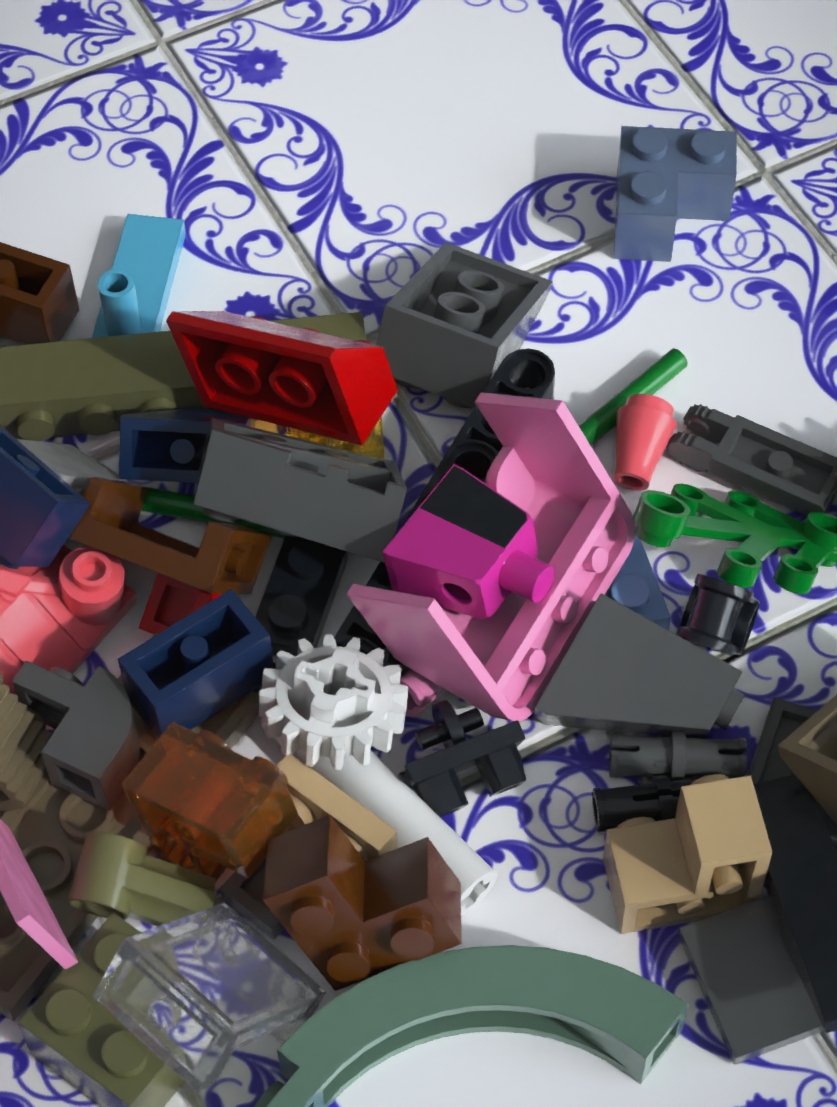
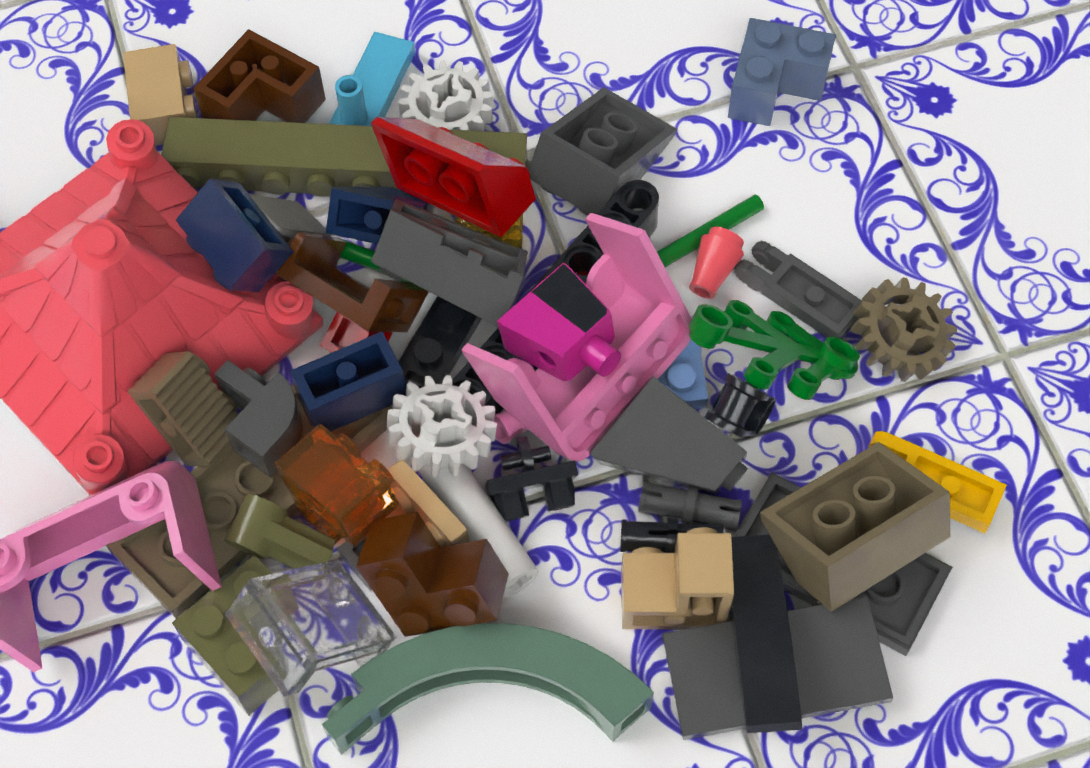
camera: 10 degrees right, 5 degrees up
(246, 281) = (448, 98): none -> white gear

